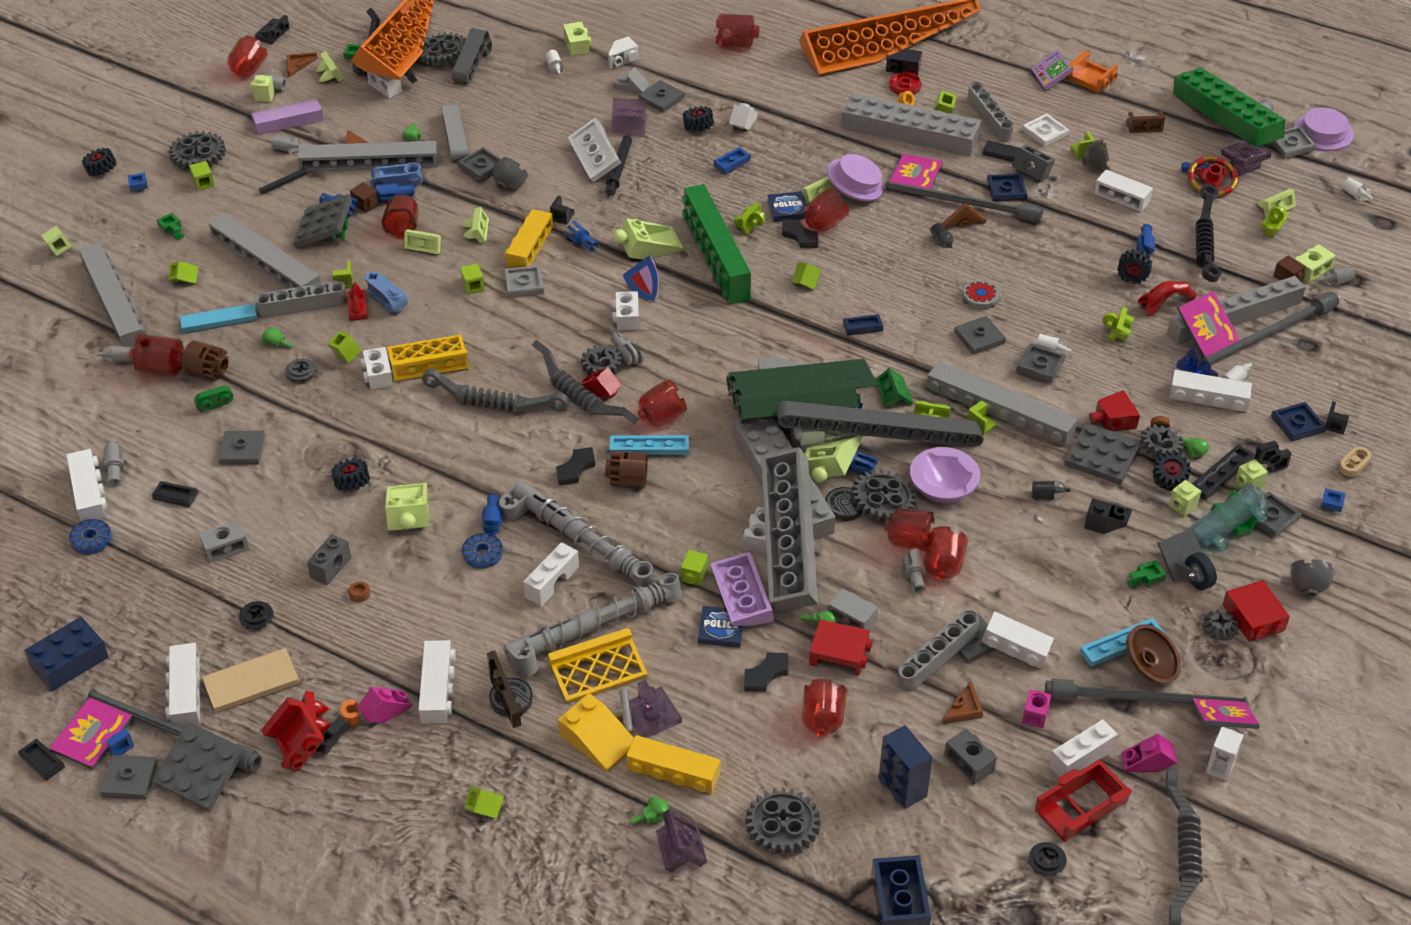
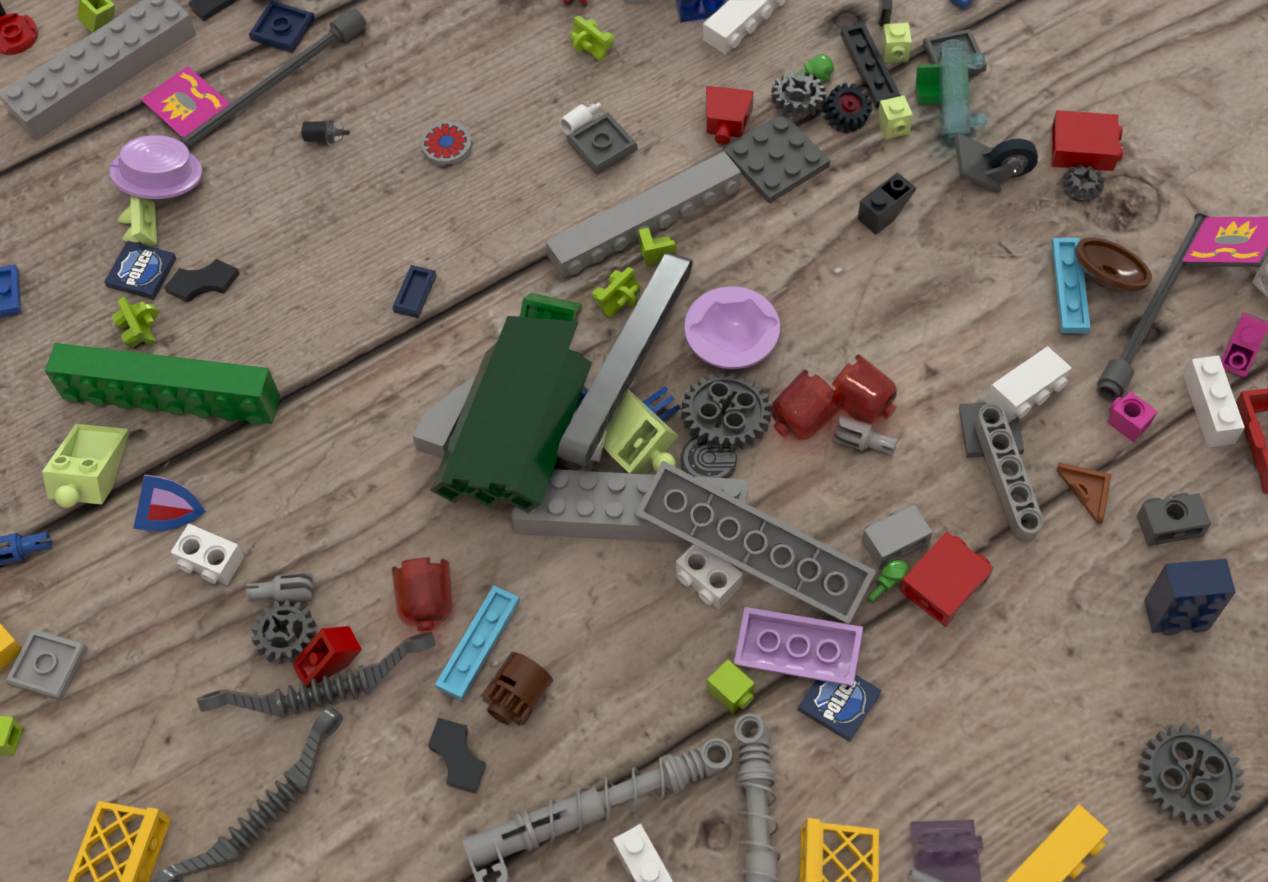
camera: 60 degrees left, 15 degrees up
(760, 676) = (944, 694): black tile -> none
(806, 275) = (289, 311): lime panel -> none
(823, 706) = (1045, 644): clear red cylinder -> none
(825, 211) = (194, 230): clear red cylinder -> none
(906, 98) = (48, 46): light orange tile -> none
(963, 217) = (306, 96): dark orange tile -> none
(980, 334) = (513, 179): dark grey plate -> none
(1049, 489) = (808, 235): black piece -> none
(1148, 573) = (984, 208): green plate -> none
(1160, 420) = (768, 80): dark orange tile -> none
(1311, 577) = (1068, 68): dark grey cylinder -> none

